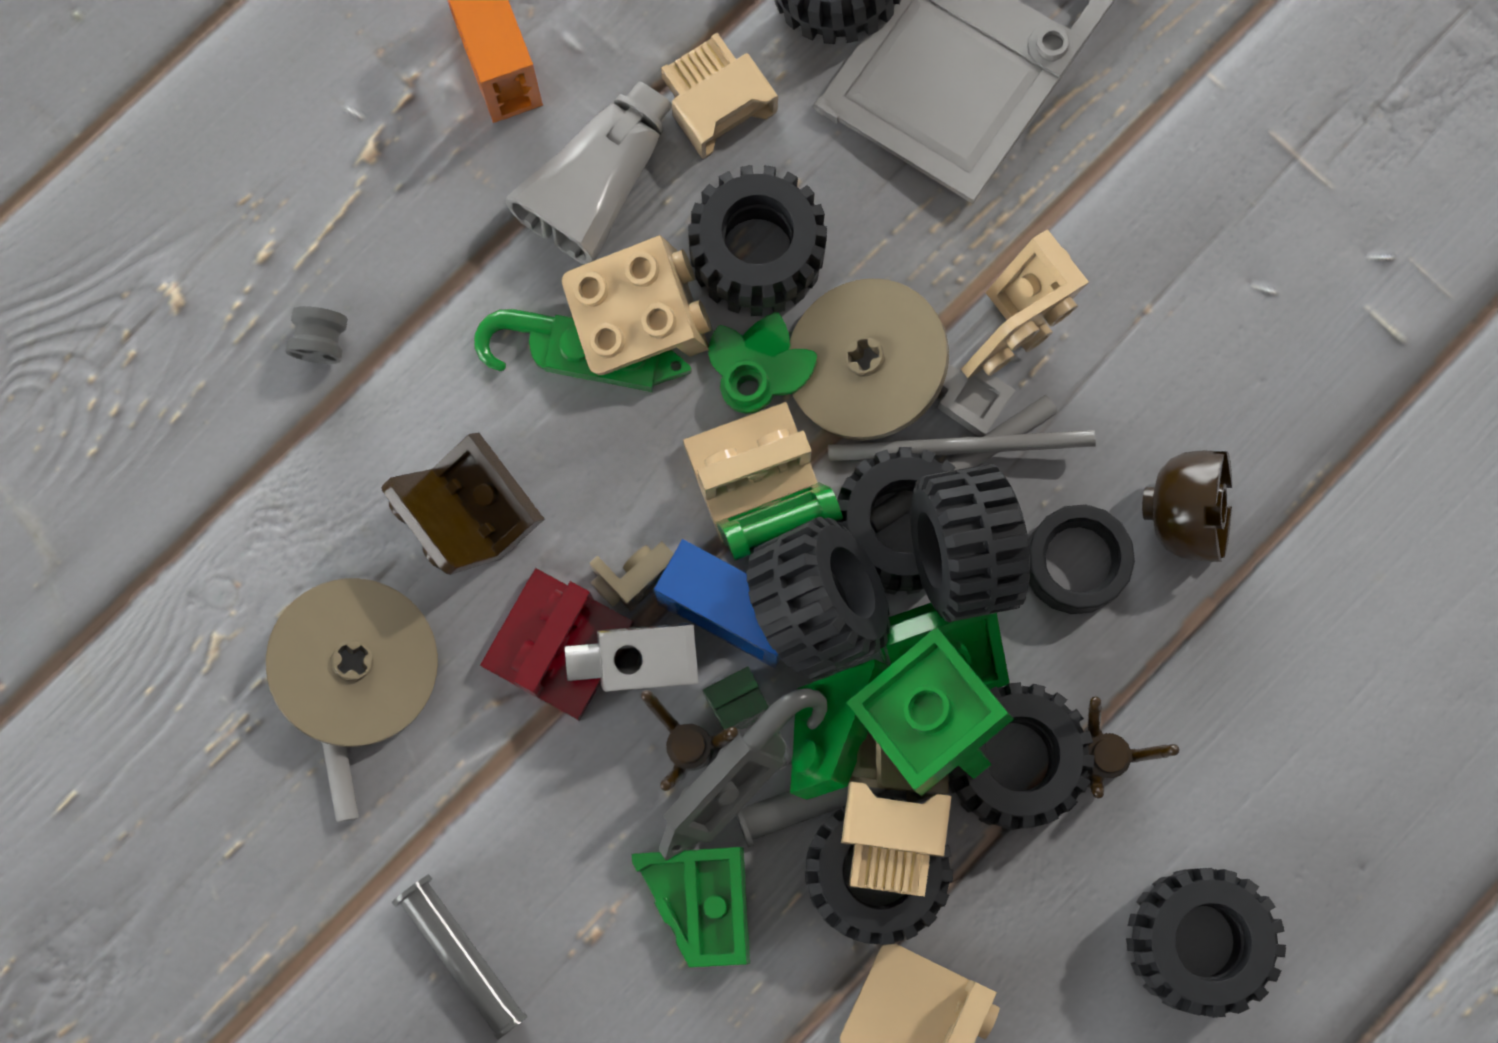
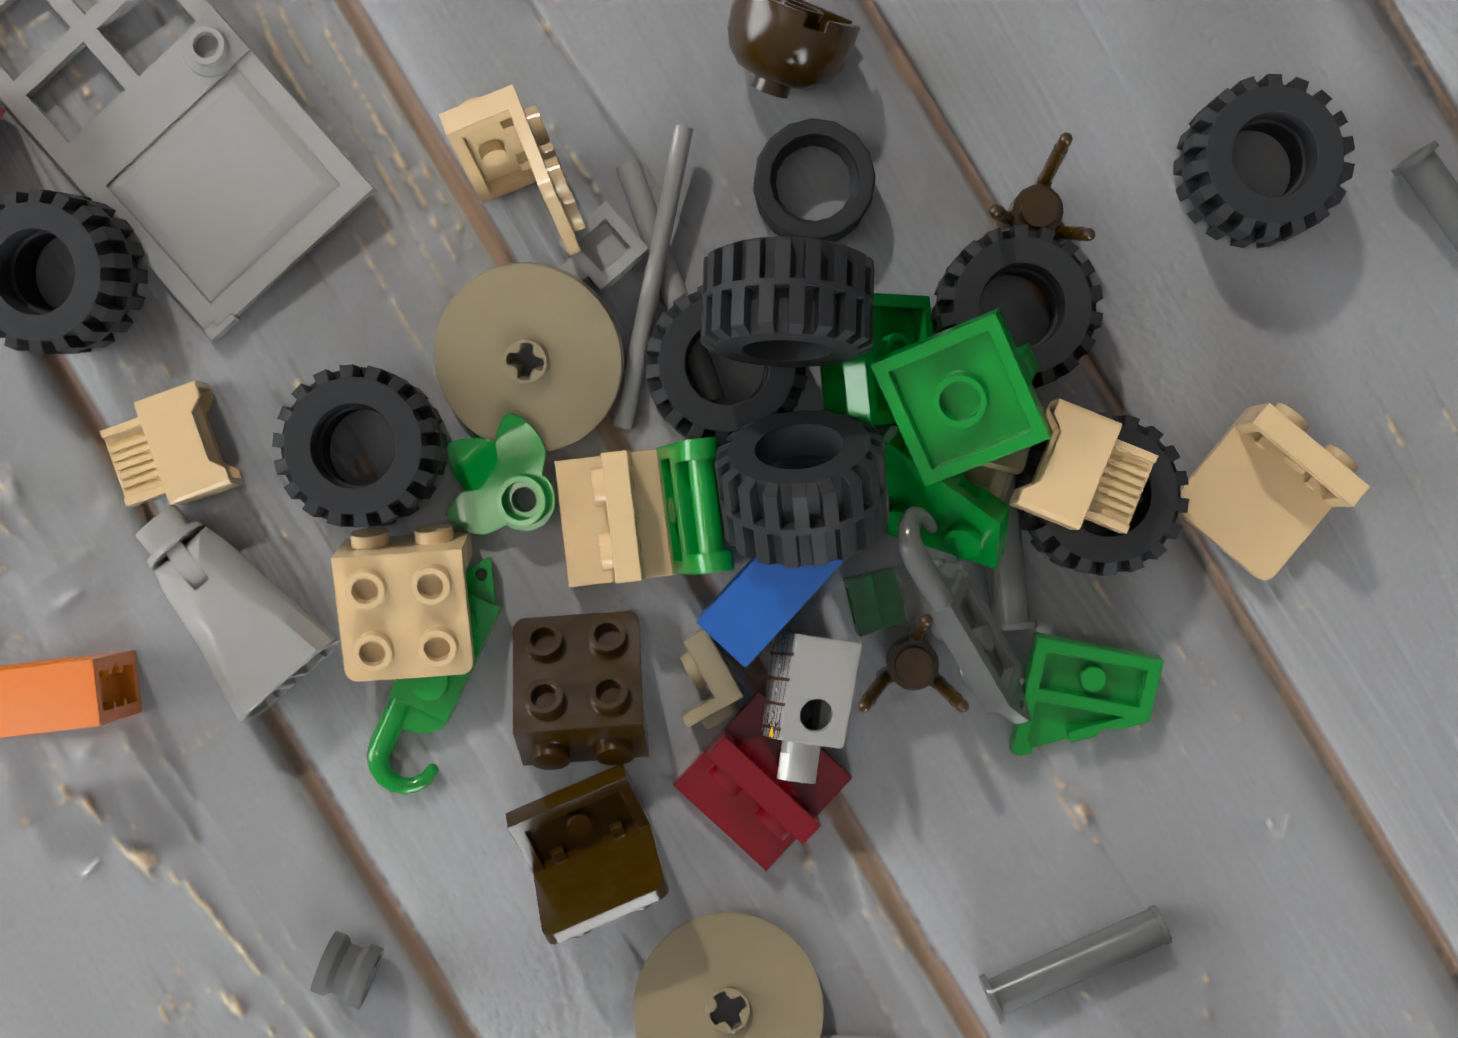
camera: 75 degrees left, 10 degrees up
(596, 468) = (578, 690): none -> dark brown bracket

